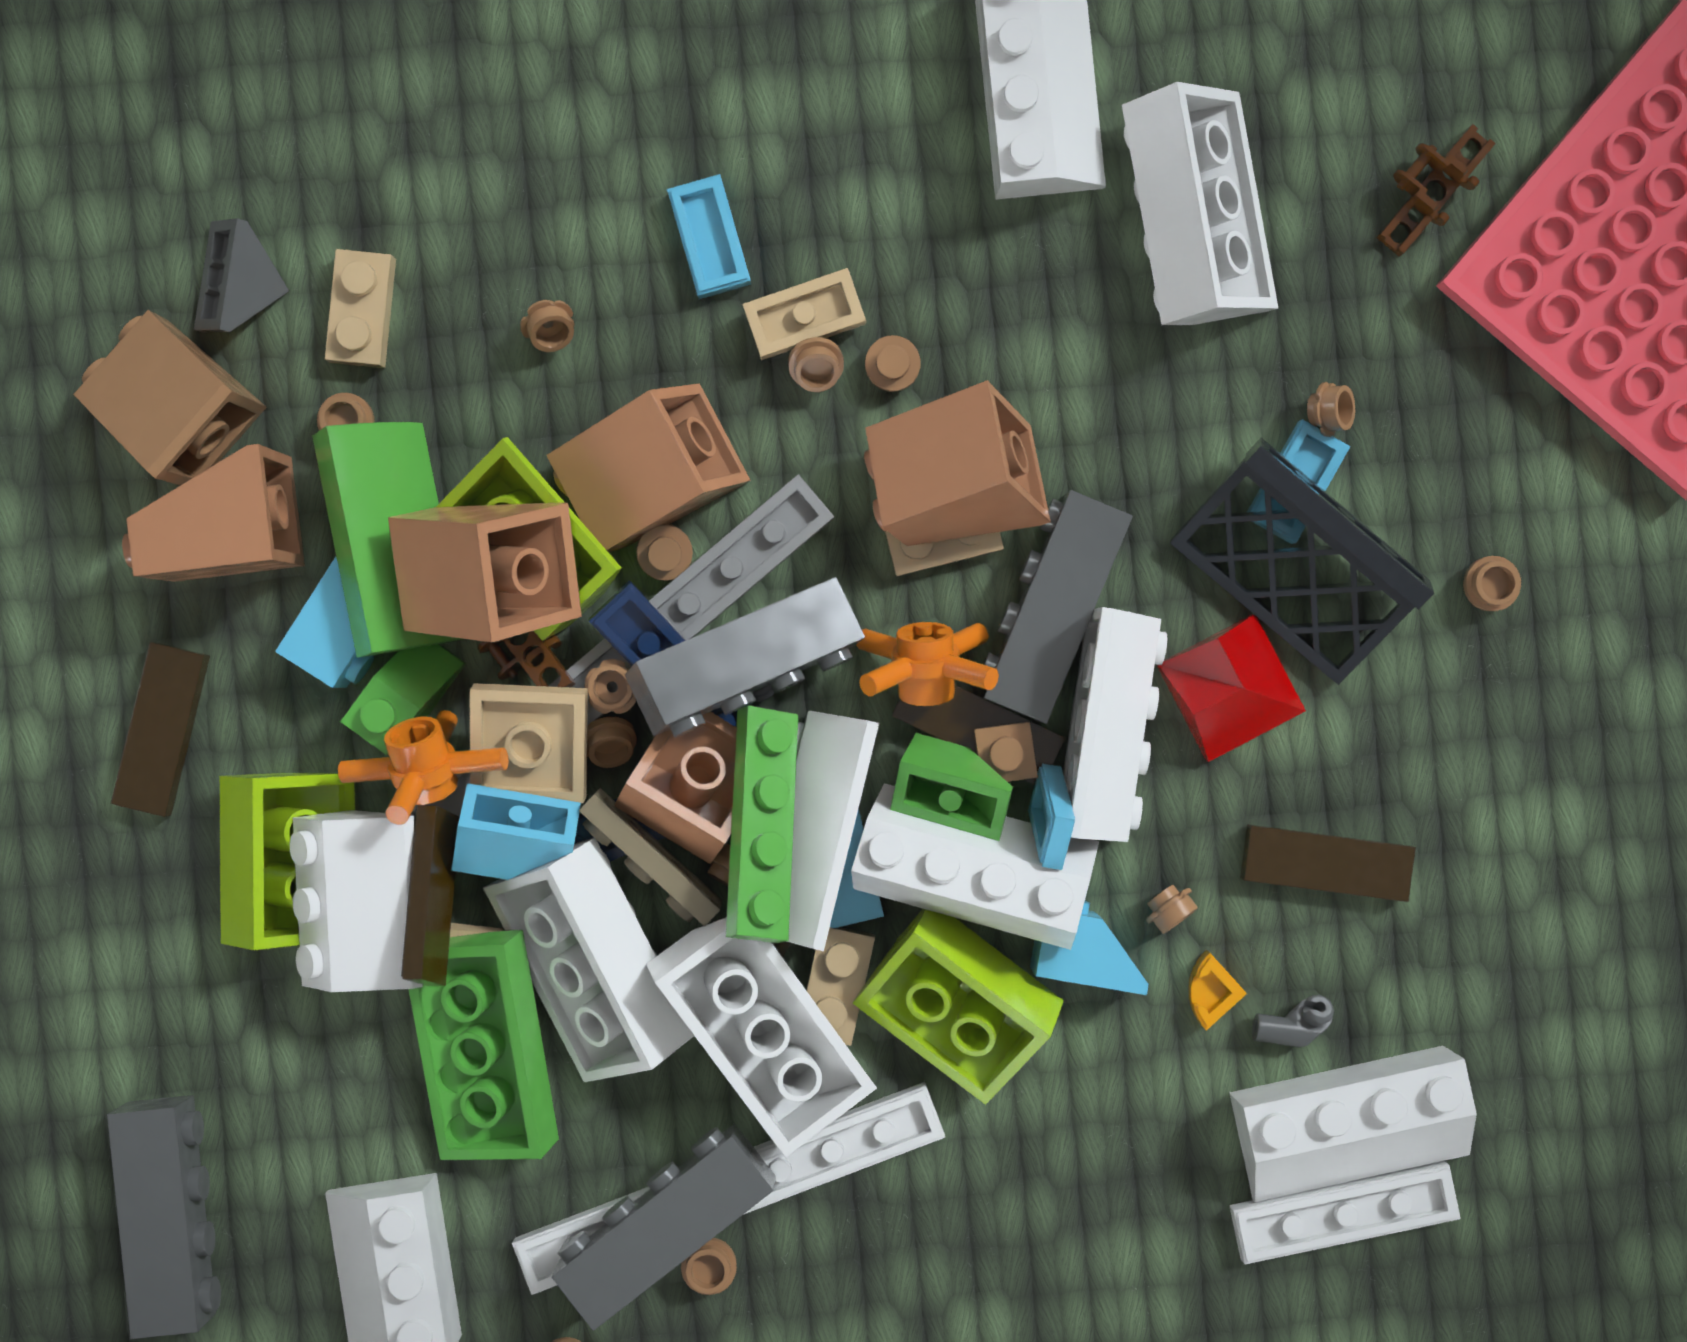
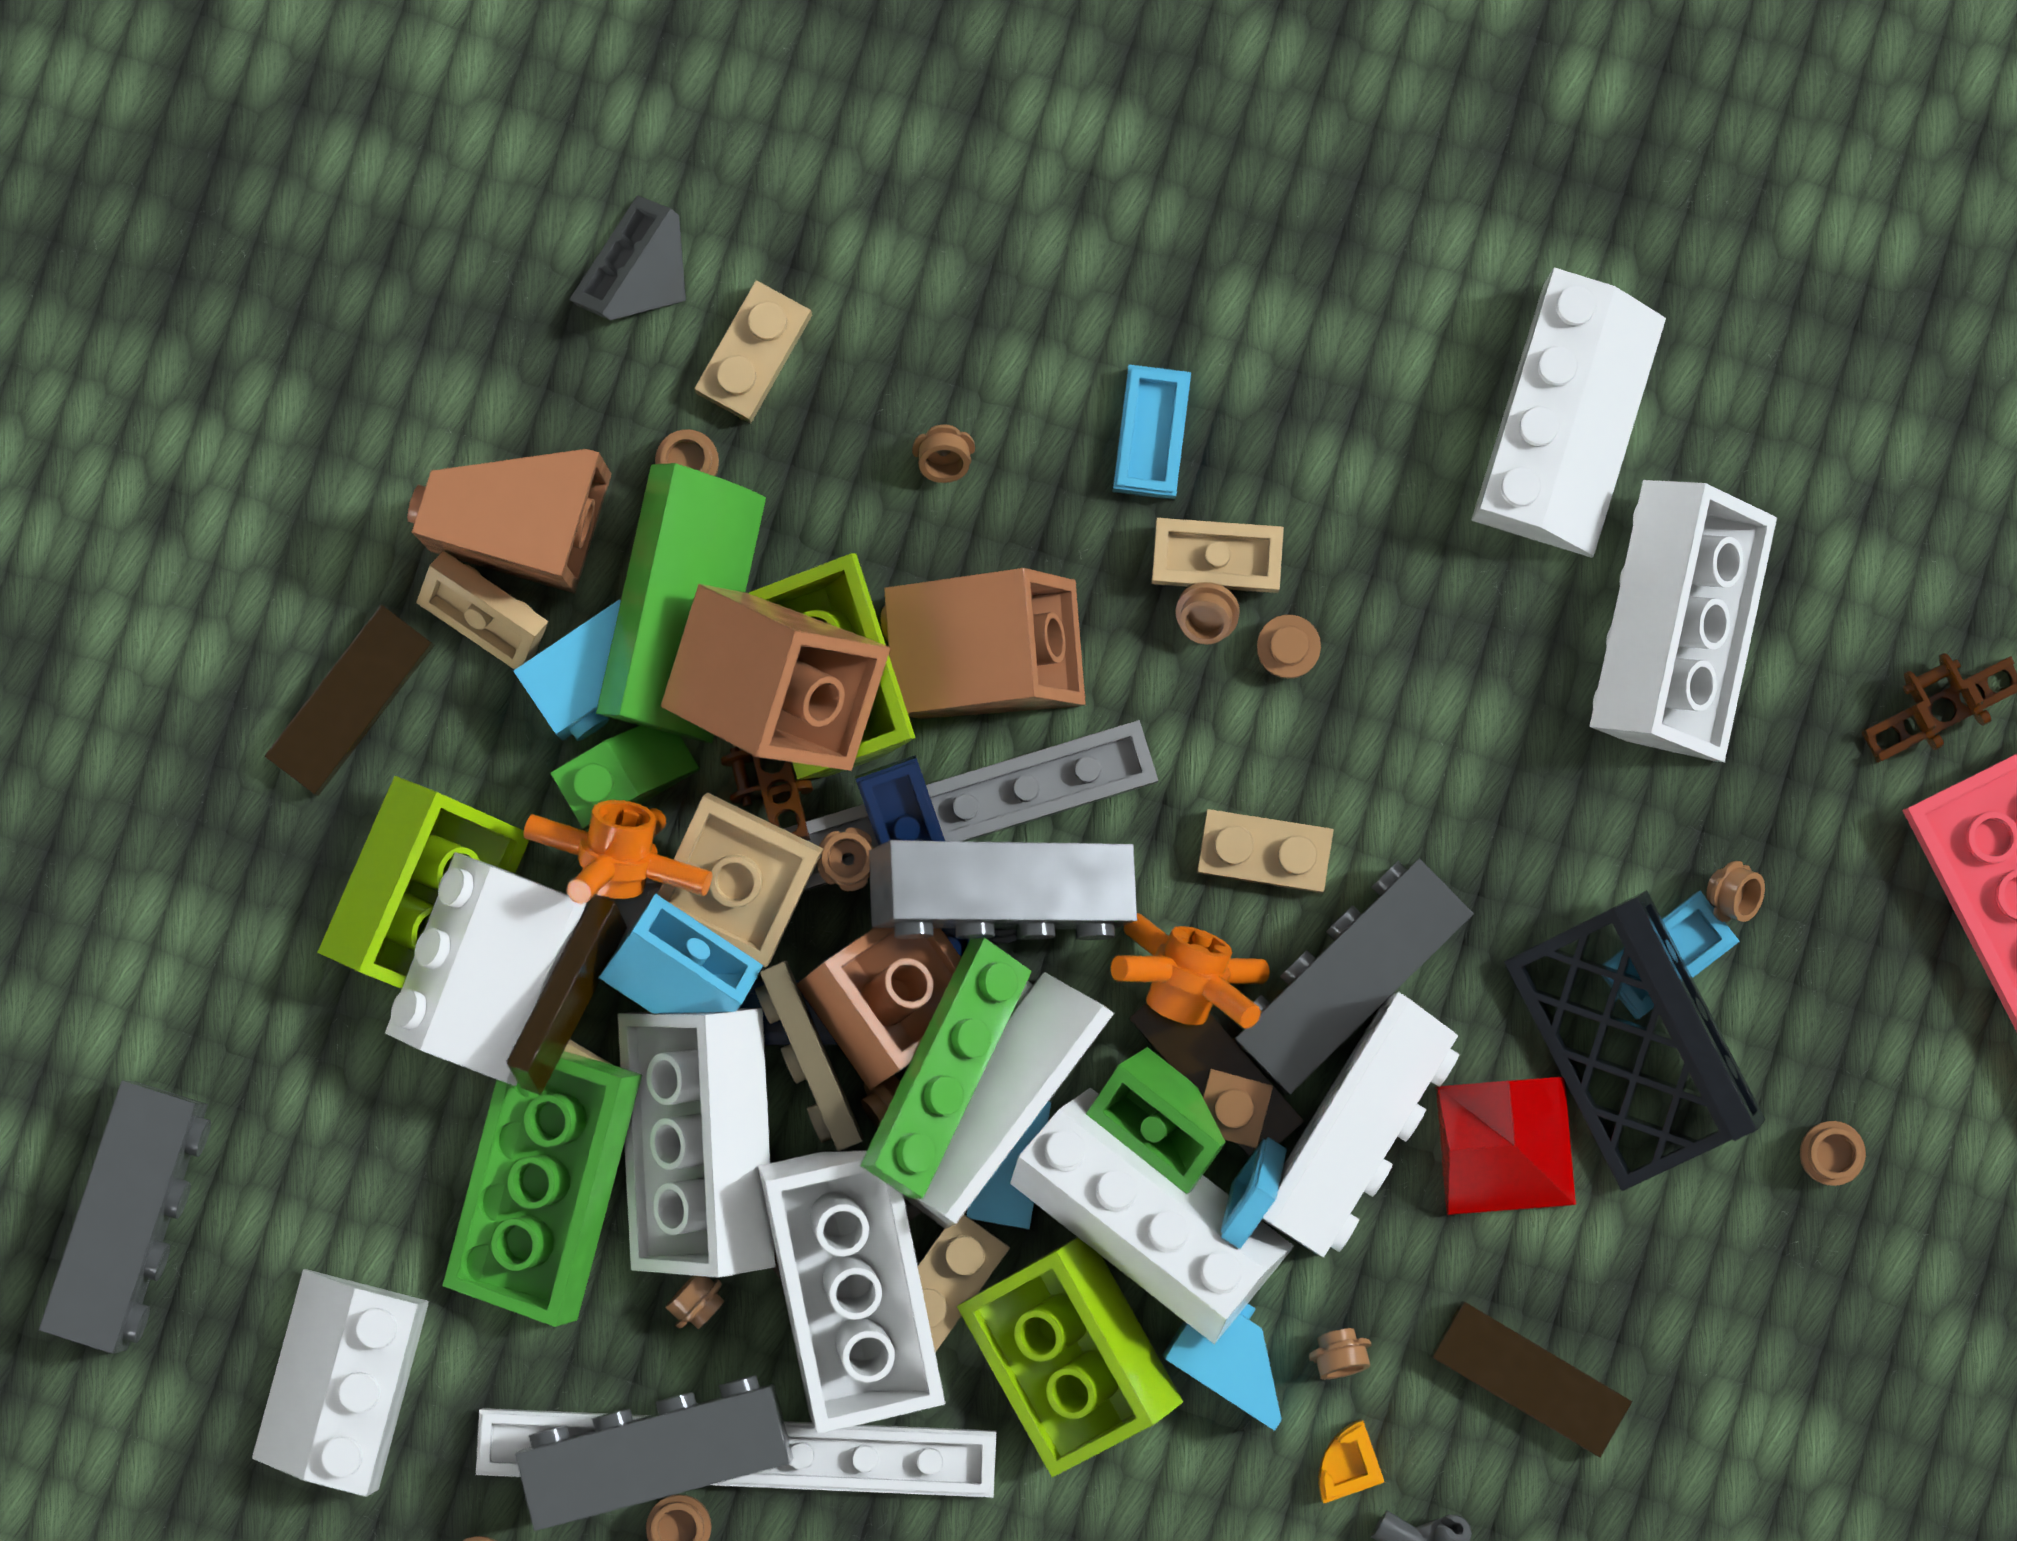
camera: 20 degrees right, 5 degrees down
(167, 400) = (514, 362): medium nougat slope -> none
(230, 612) = (481, 611): none -> tan plate
(610, 741) = (819, 917): medium nougat plate -> none
(645, 1088) = (695, 1301): none -> medium nougat plate
(664, 552) = (962, 742): medium nougat plate -> none
(956, 469) = (1308, 786): nougat slope -> none

